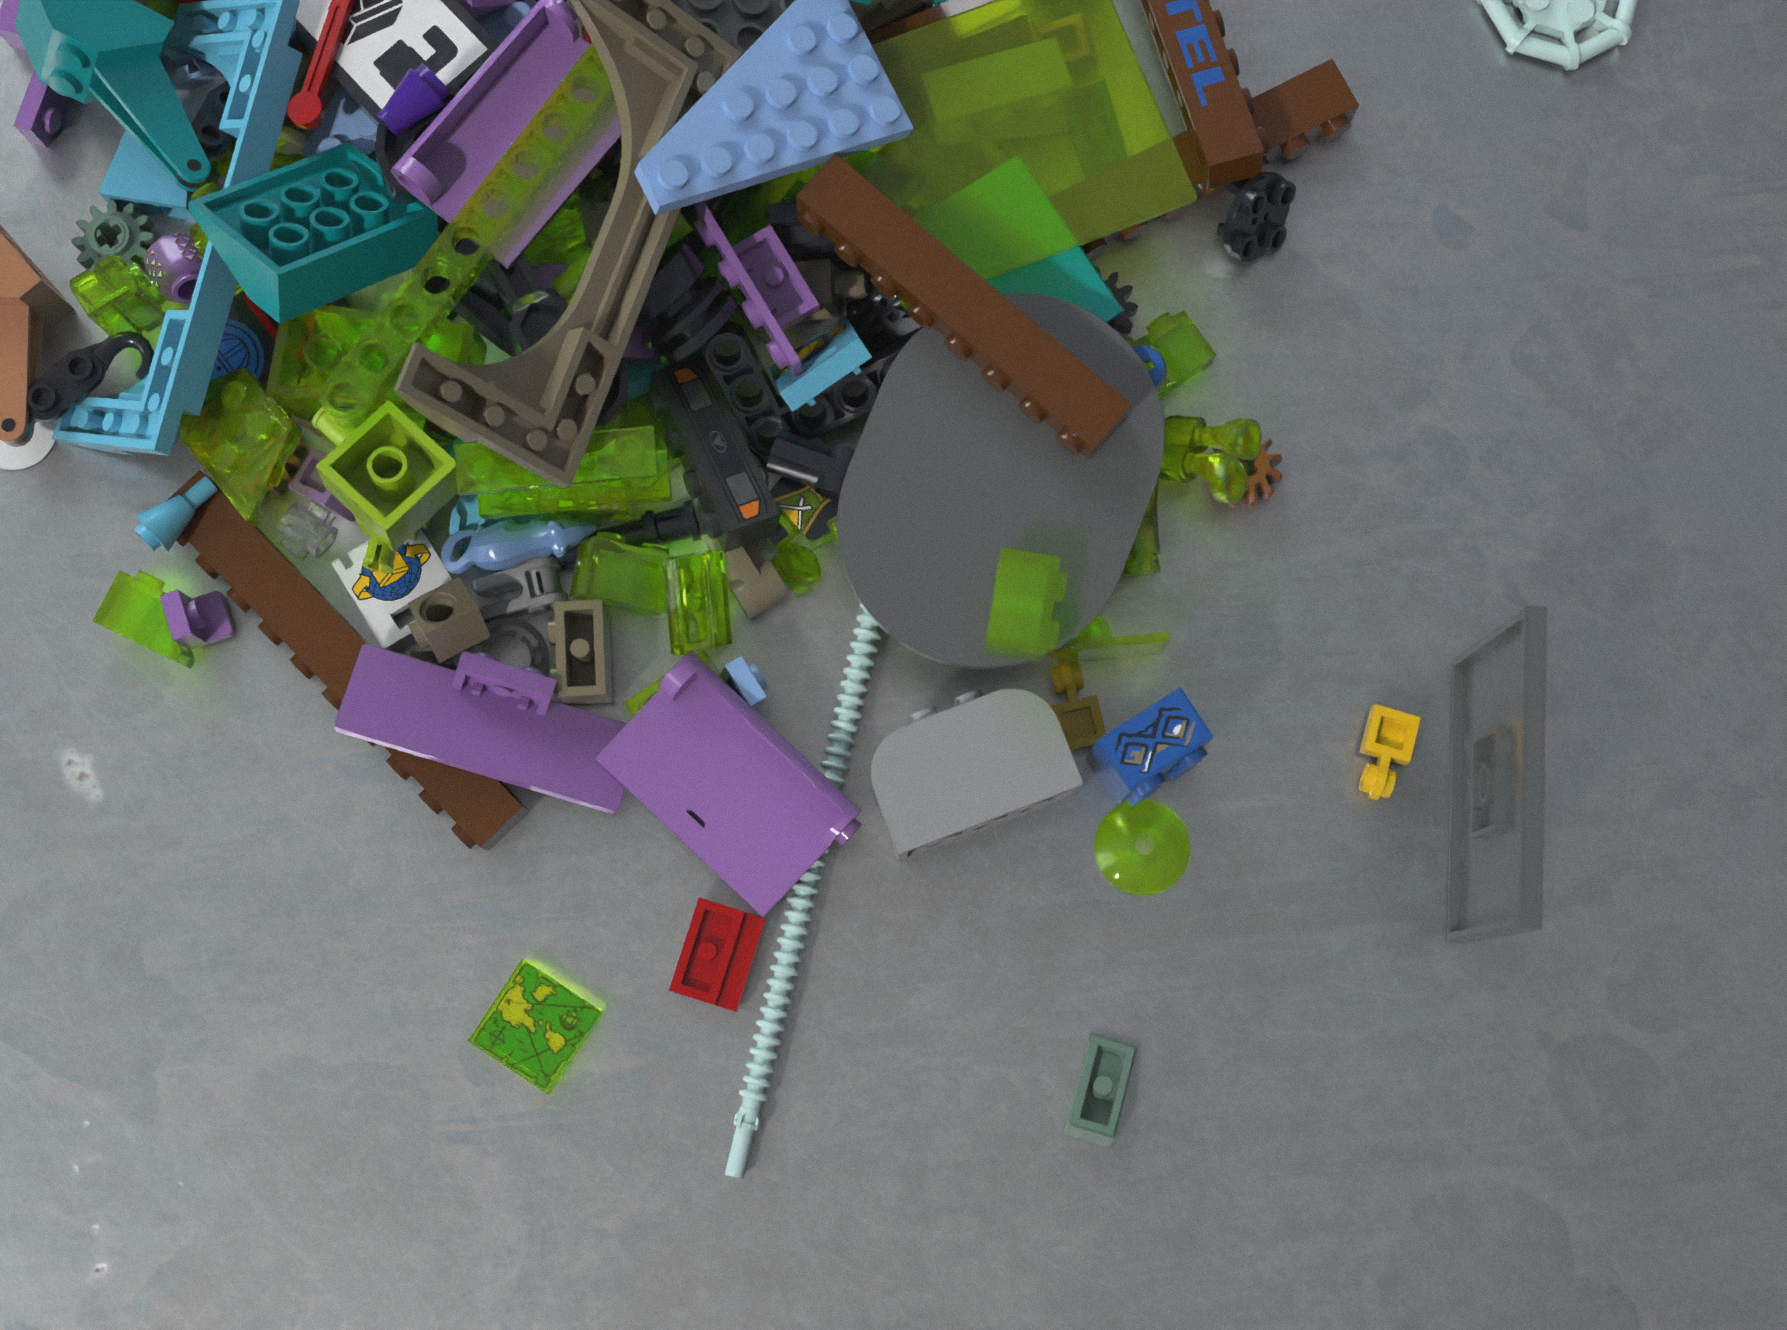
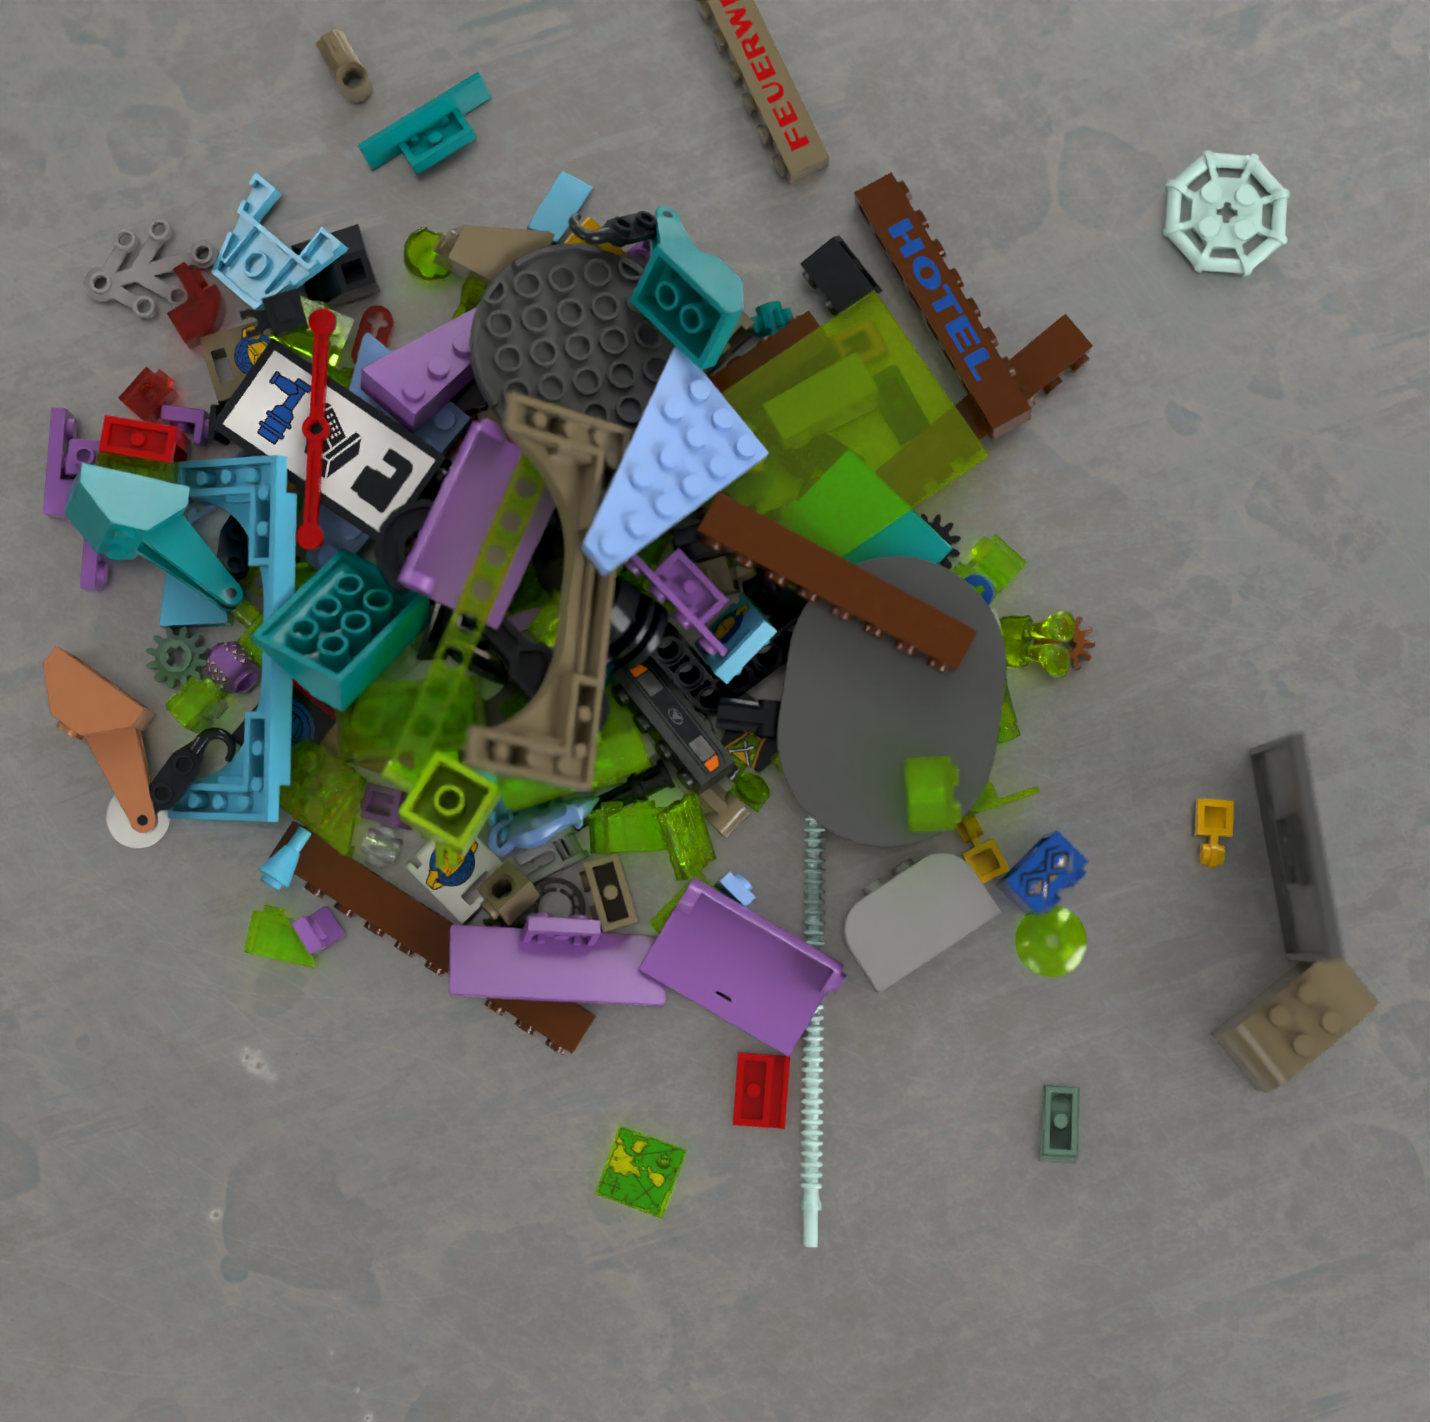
camera: 15 degrees left, 5 degrees up
(413, 100) = (399, 522): dark purple cone -> none
(1257, 216) = (1034, 449): black plate -> none
(1445, 1020) = (1294, 1021): none -> dark tan brick

